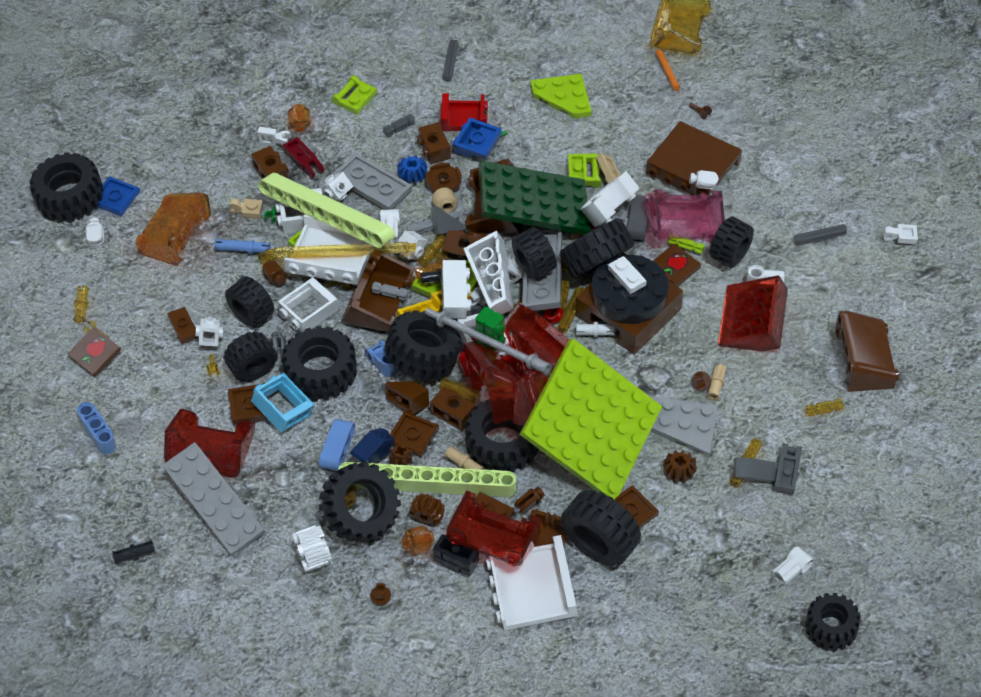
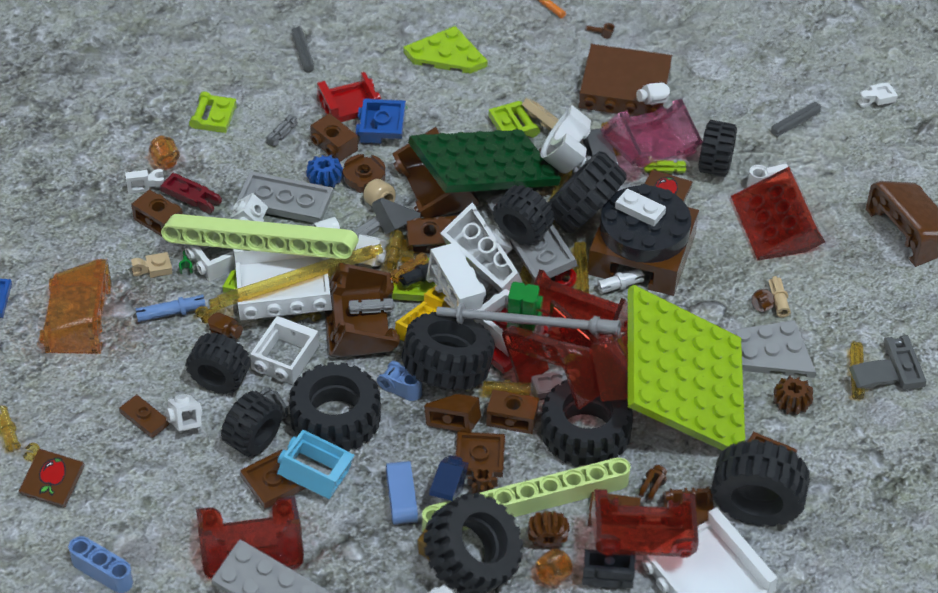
camera: 25 degrees left, 5 degrees down
(212, 367) = (206, 451): clear yellow hand -> none
(462, 460) = (553, 464): tan pin -> none
(824, 407) = (903, 289): clear yellow axle -> none

